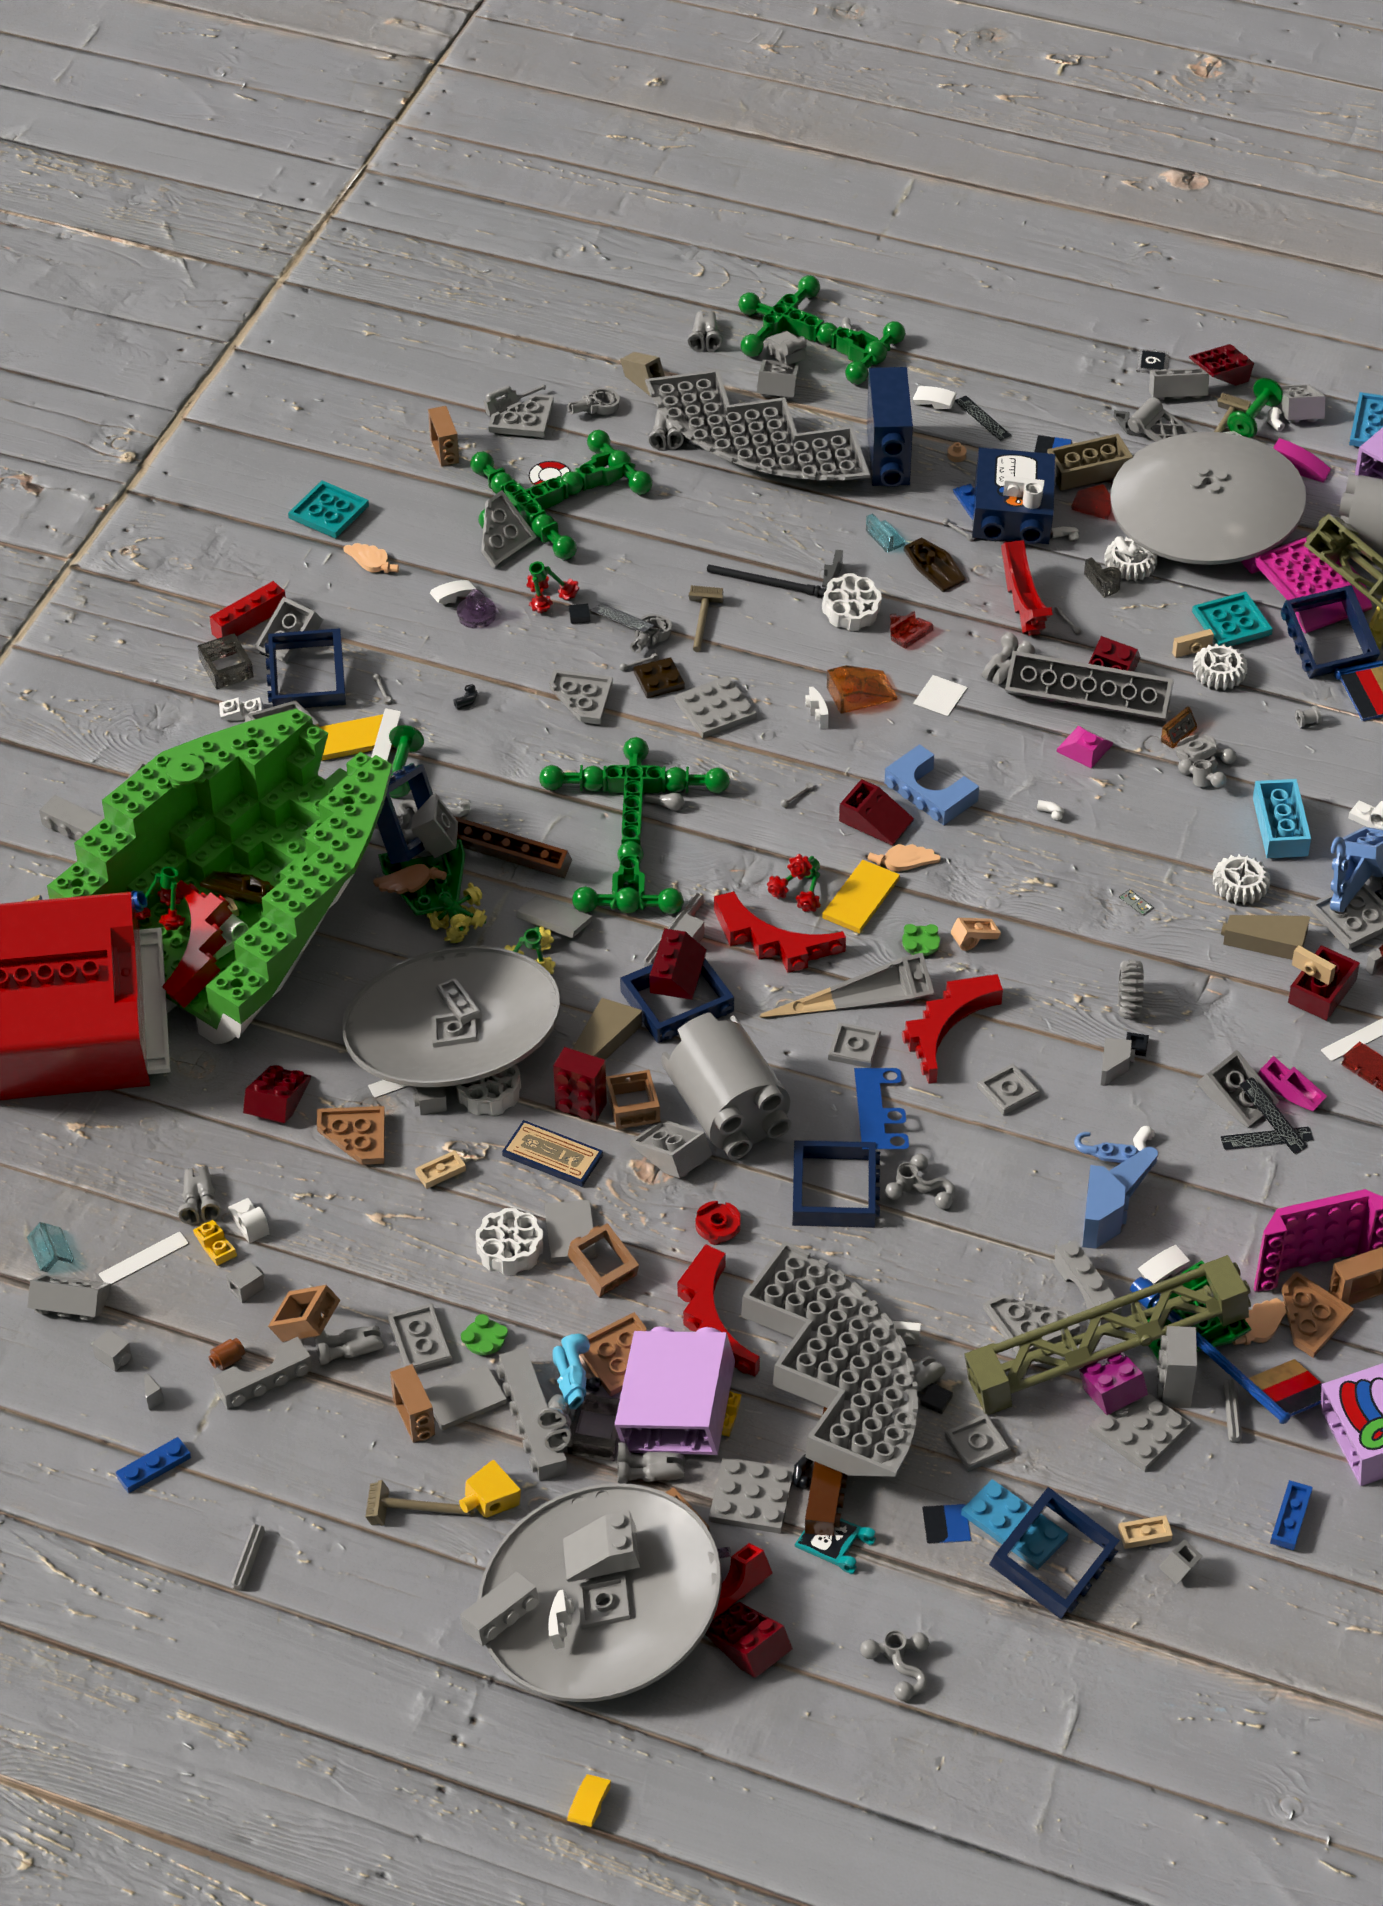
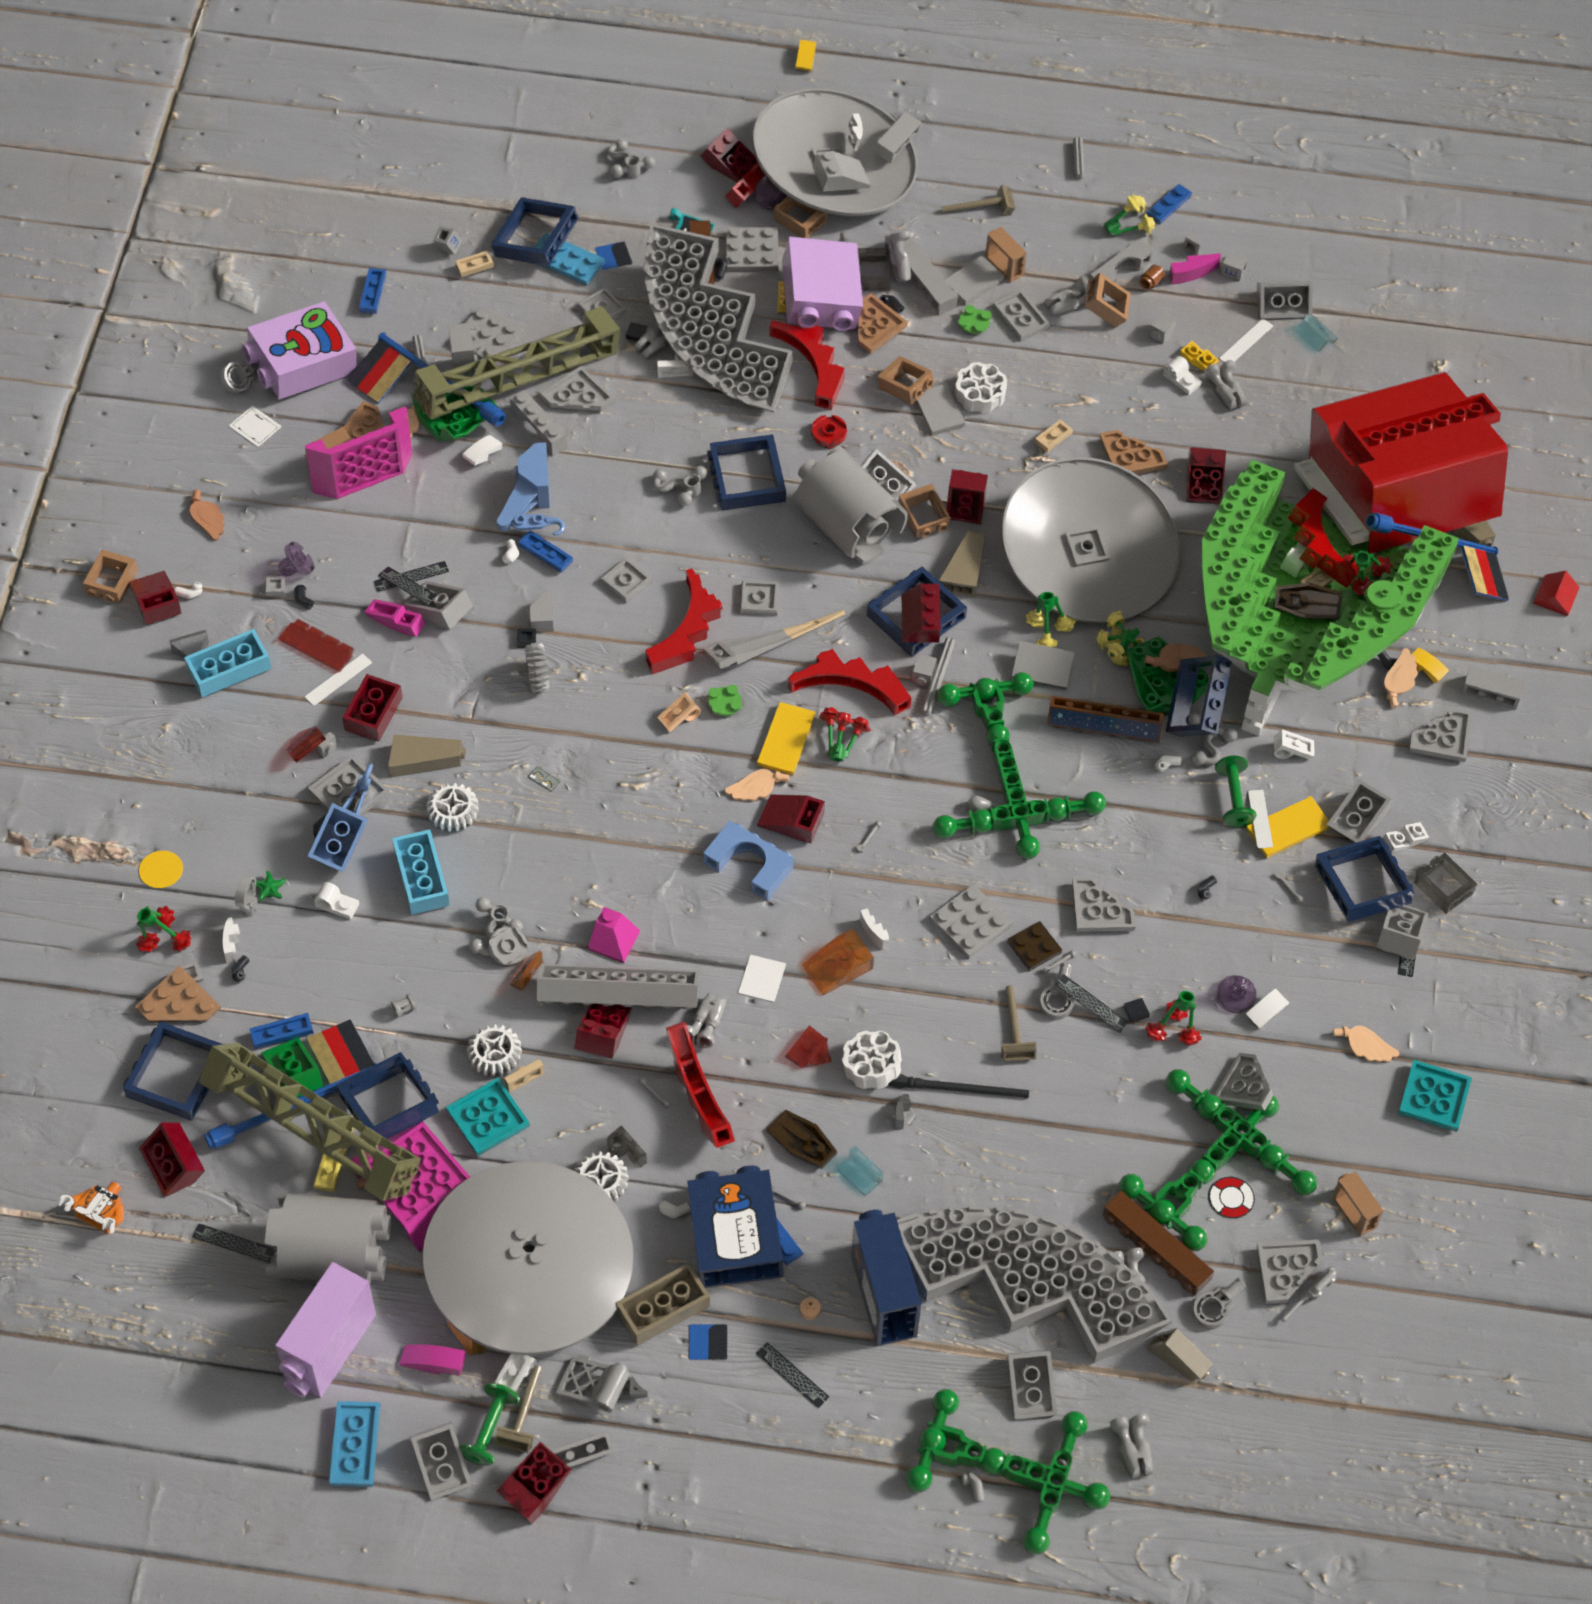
camera: 165 degrees right, 10 degrees up
(165, 1356) = (1194, 268): none -> dark pink slope
(214, 1425) = (1133, 203): none -> plant
(247, 611) = (1451, 942): red brick -> none
(435, 827) = (1167, 690): light grey slope -> none
(458, 1001) = (1093, 572): light grey tile -> none
(490, 1491) = (931, 215): yellow torso -> none
(552, 1153) = (974, 461): tile -> none
(572, 1374) = (907, 305): medium azure piece -> none
(629, 439) = (1158, 1243): none -> reddish brown brick
(787, 347) = (1032, 1420): light grey hinge -> none
(871, 1113) = (731, 532): blue piece -> none
(938, 397) = (850, 1382): white slope -> none
(1026, 488) = (720, 1196): white plate -> none
(1047, 806) = (632, 859): white arm -> none
(1093, 501) = (651, 1259): clear red slope -> none
(1101, 1131) = (545, 551): none -> blue plate
(1113, 1382) = (506, 339): magenta brick -> none
(1131, 550) = (606, 1168): white arm -> none
(1152, 360) = (615, 1505): piece -> none
(1272, 419) = (468, 1429): white arm -> none
(1313, 965) = (382, 695): tan plate -> none

